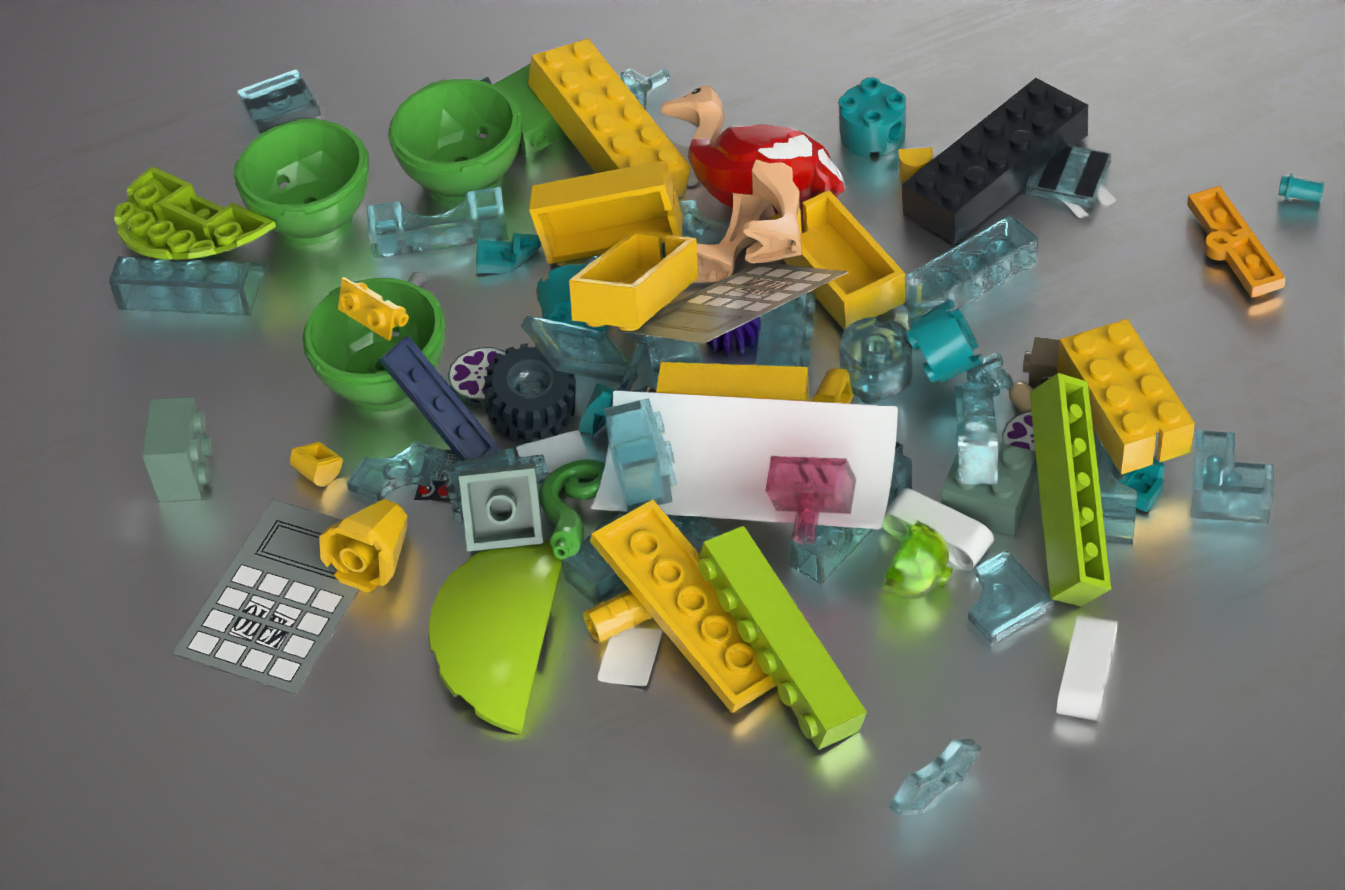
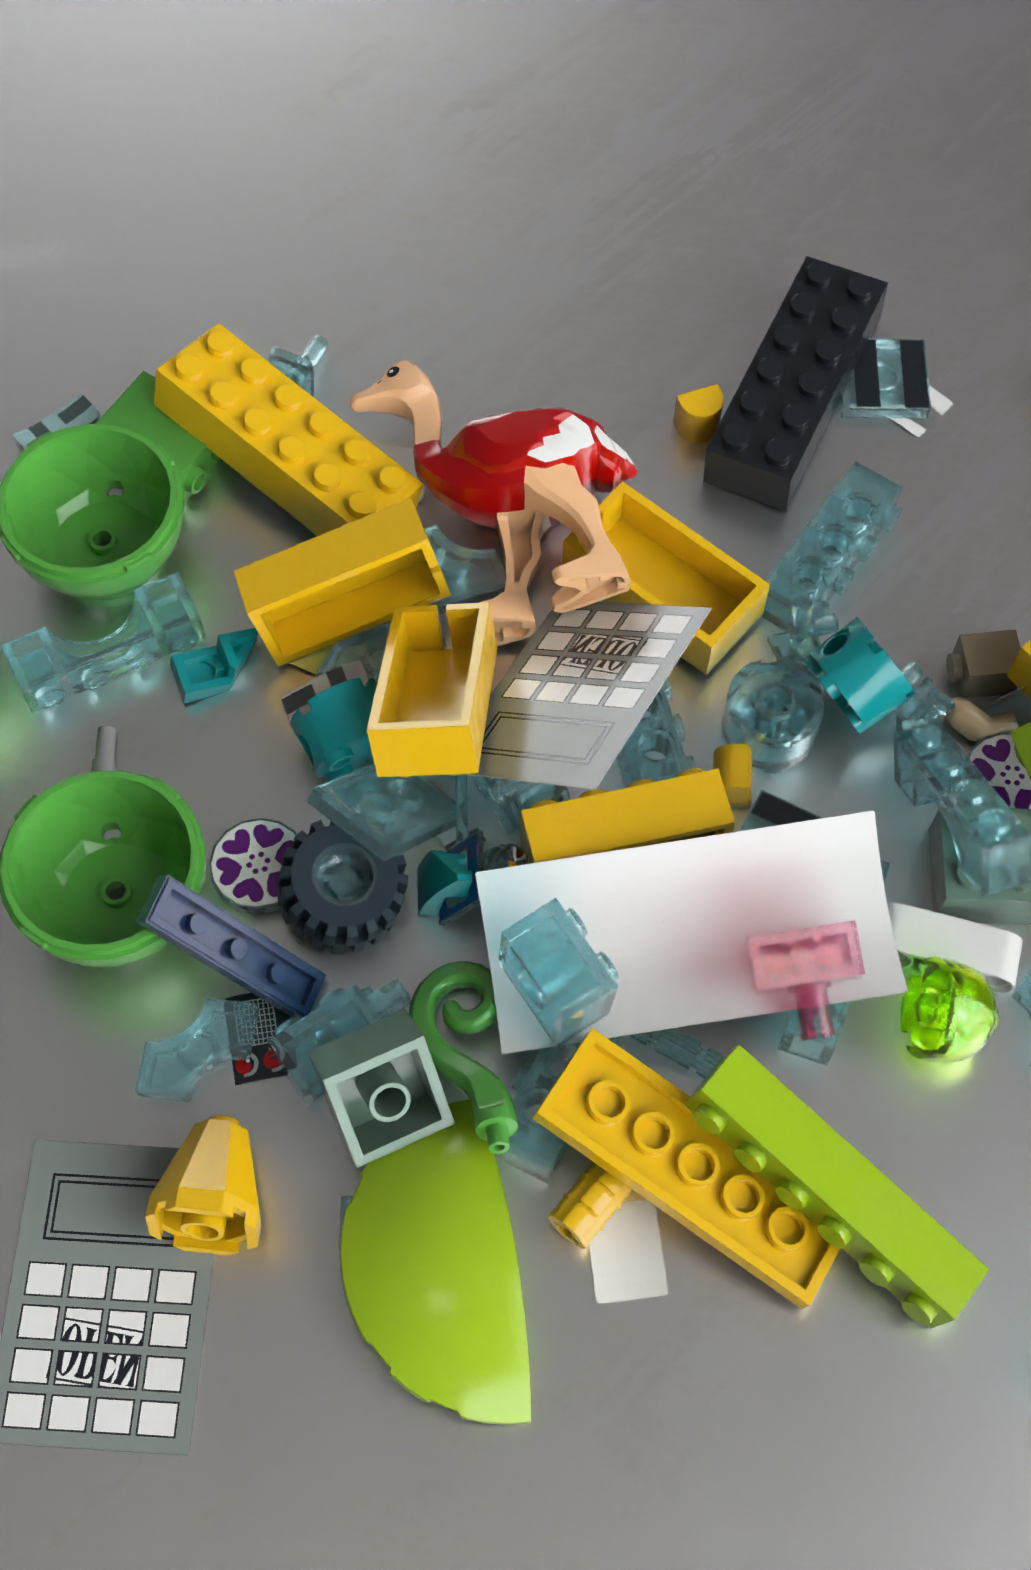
camera: 25 degrees left, 15 degrees up
(316, 463) = (80, 1071): yellow brick -> none
(369, 308) = (75, 832): yellow hinge -> none
(556, 449) = (404, 954): white sticker -> none
(872, 118) = (619, 354): teal brick -> none

